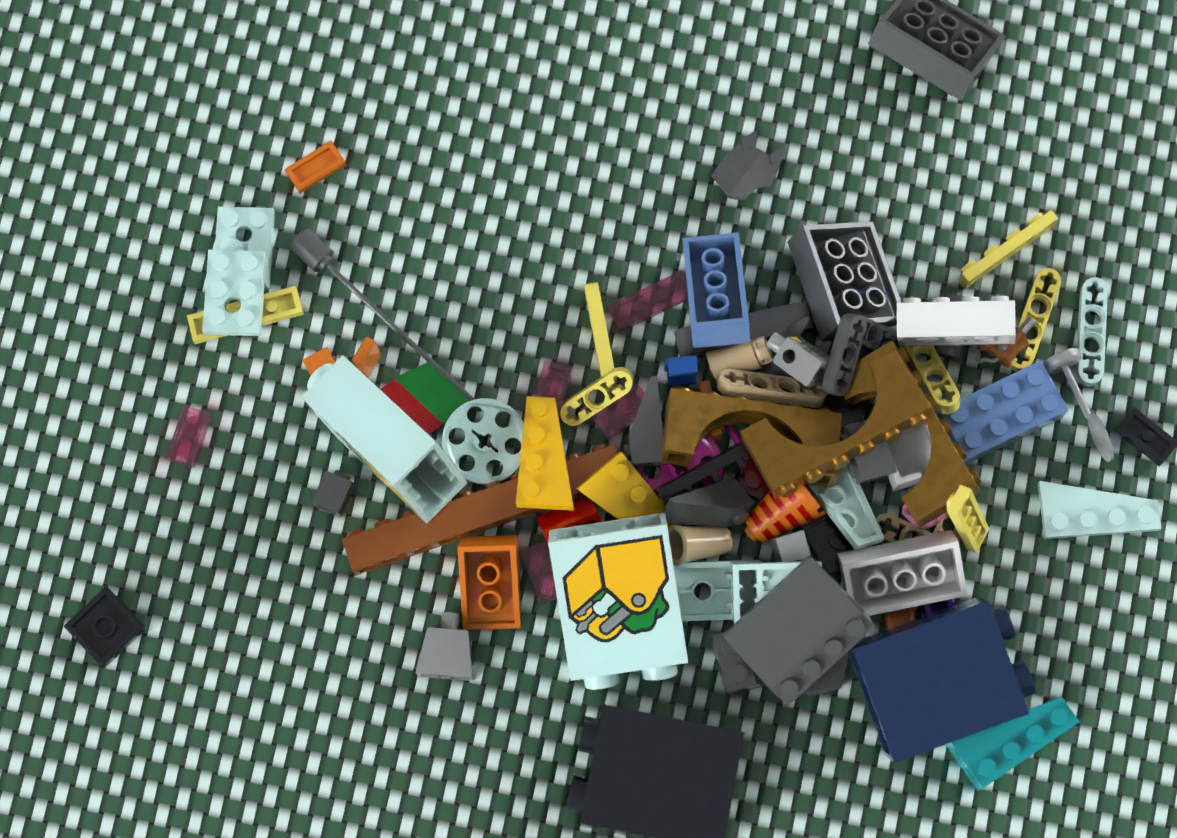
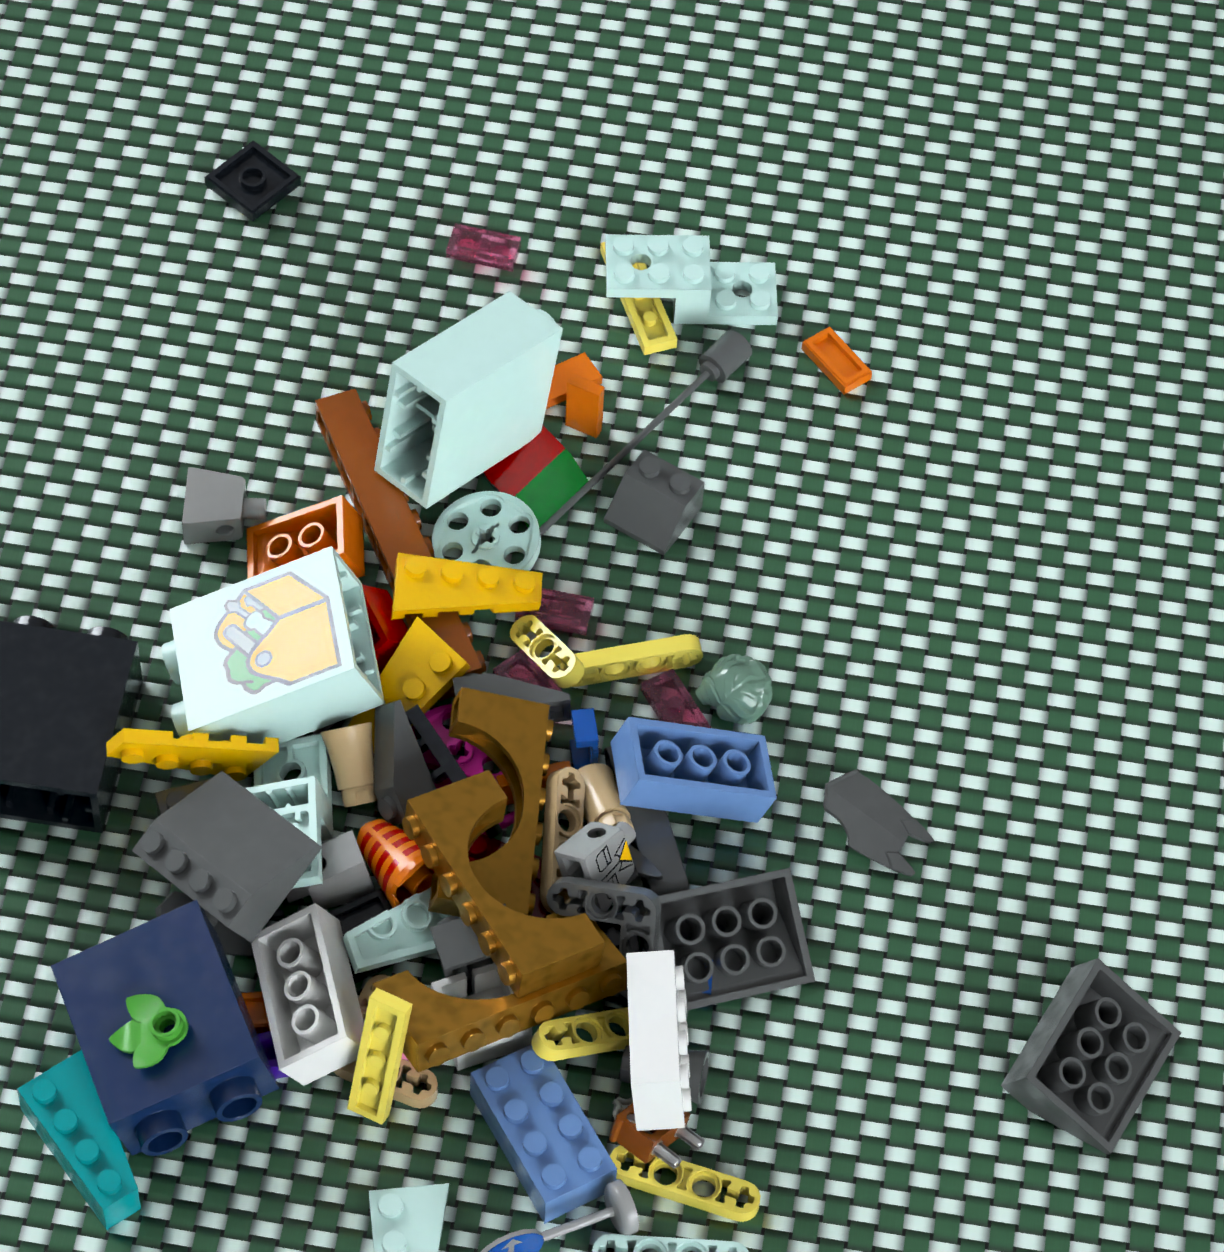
camera: 80 degrees right, 20 degrees down
(455, 311) = (655, 502): none -> dark grey slope
(630, 259) = (737, 689): none -> sand green hair
(698, 660) = (191, 752): none -> yellow wing
(963, 687) = (145, 1033): none -> bright green plate
(1015, 242) = (776, 1134): light yellow plate -> none

